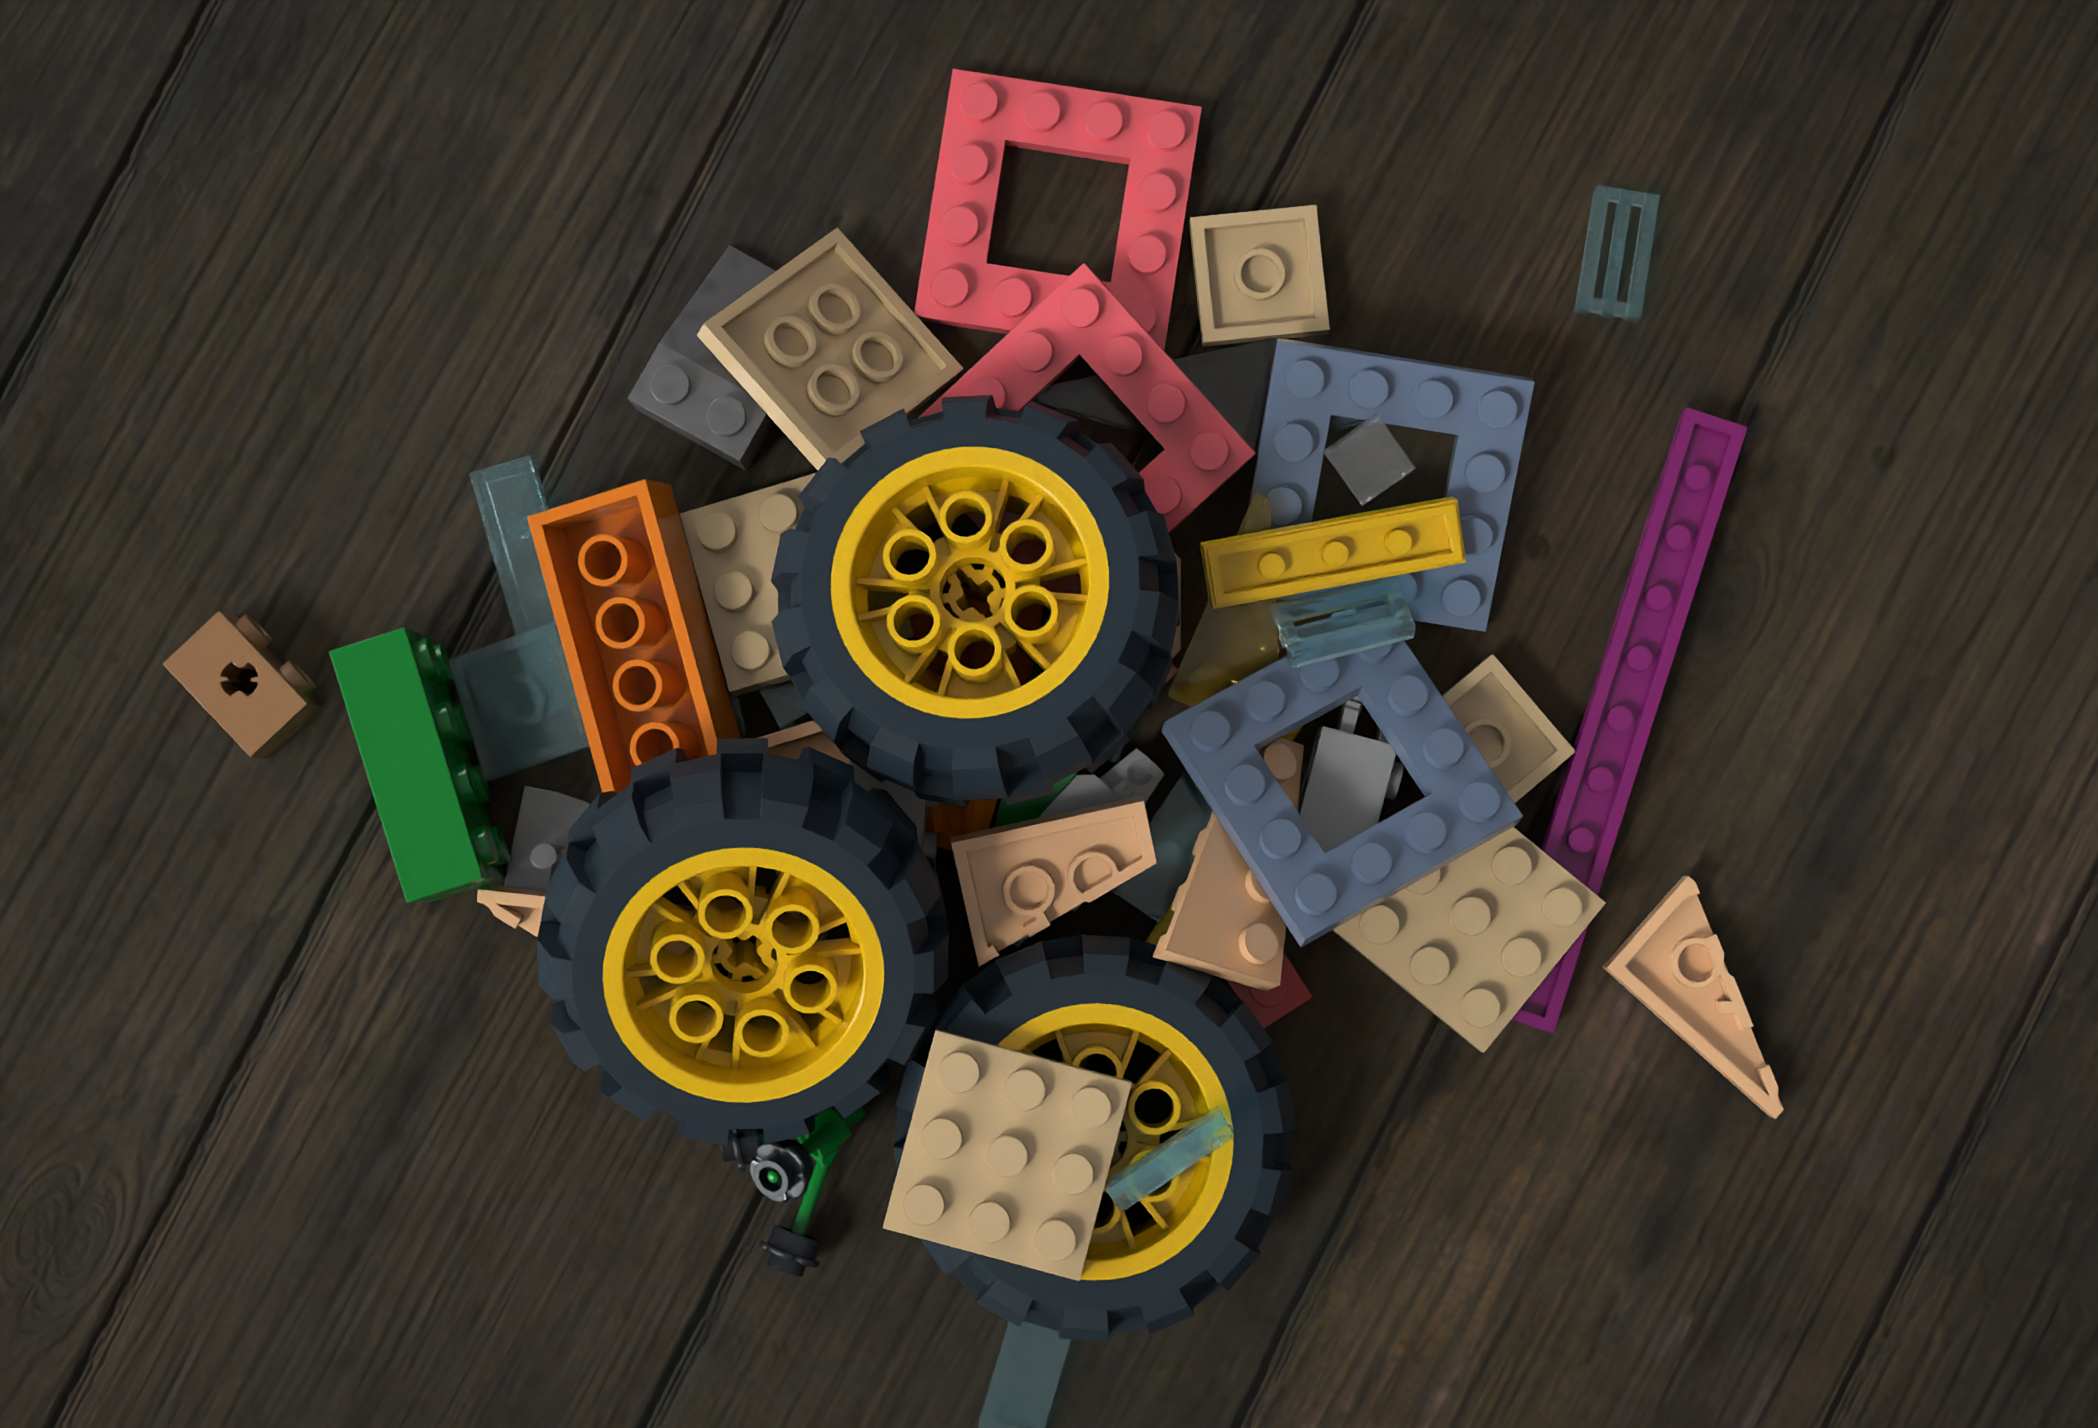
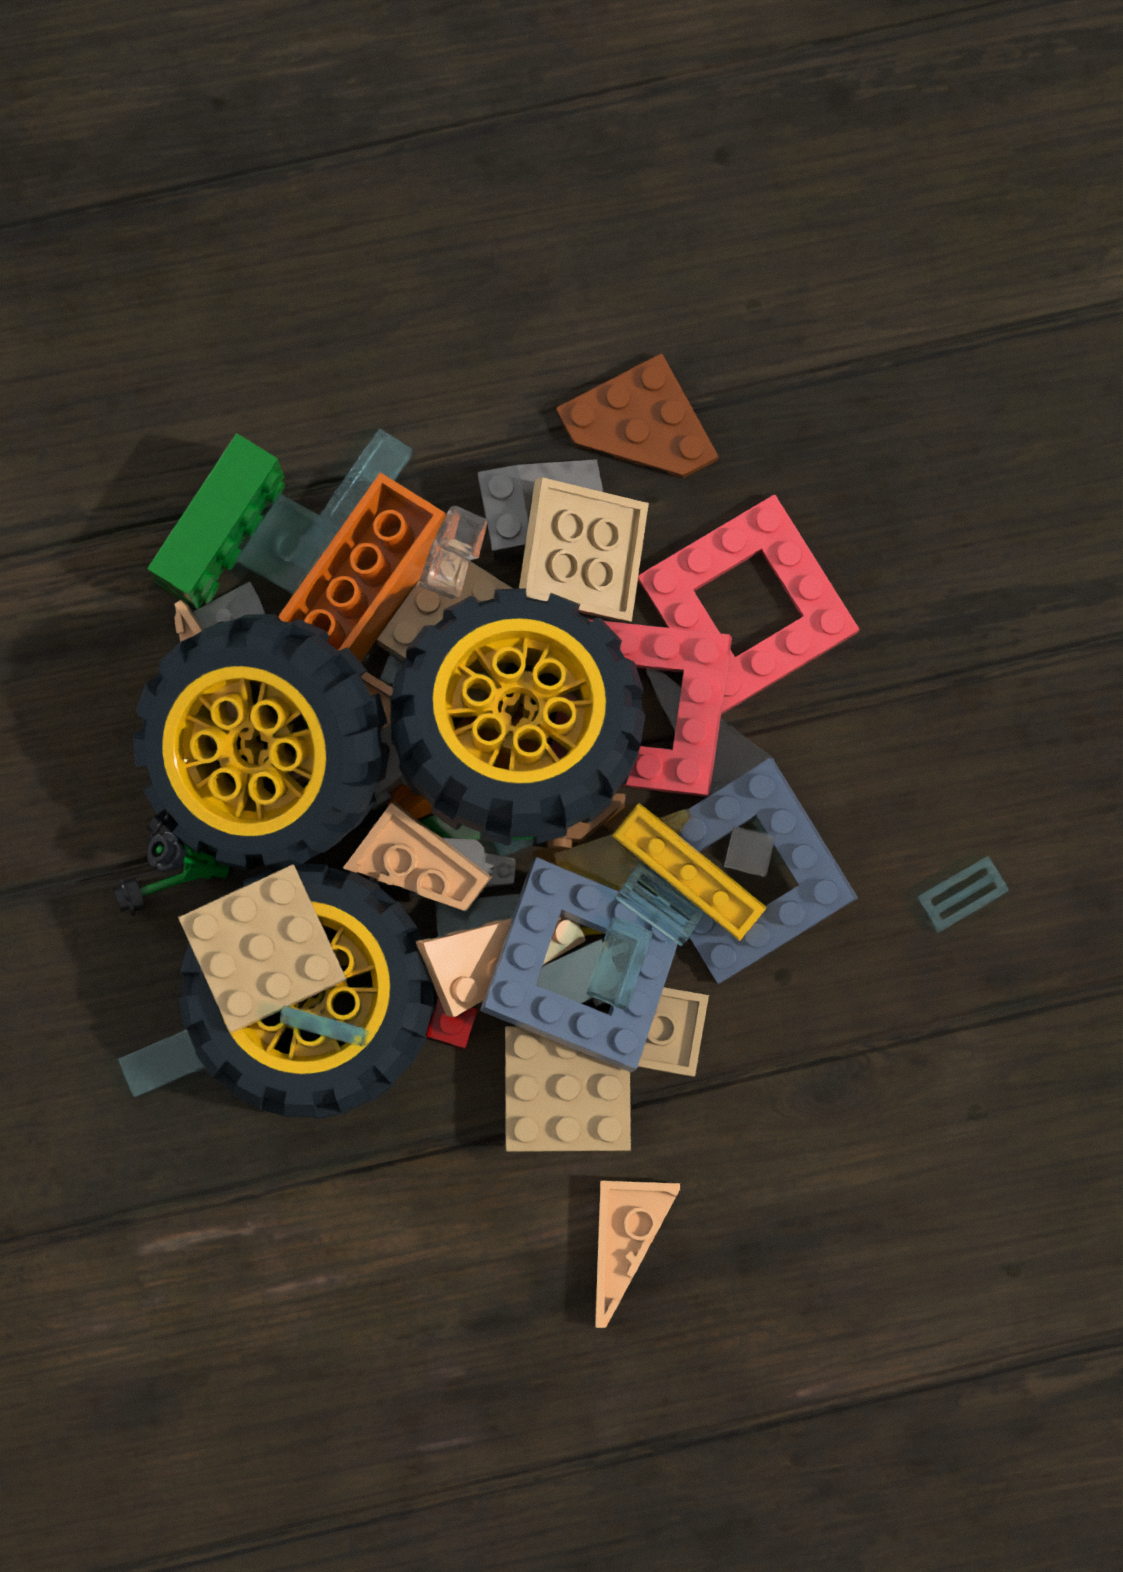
camera: 55 degrees right, 5 degrees down
(210, 672) = (179, 386): medium nougat brick -> none
(695, 503) = (452, 549): none -> clear slope
(727, 152) = (641, 421): none -> dark orange plate
(1259, 275) = (799, 726): tan plate -> none
(1378, 729) = (619, 963): none -> clear light blue tile
(1635, 670) = (756, 1076): magenta plate -> none

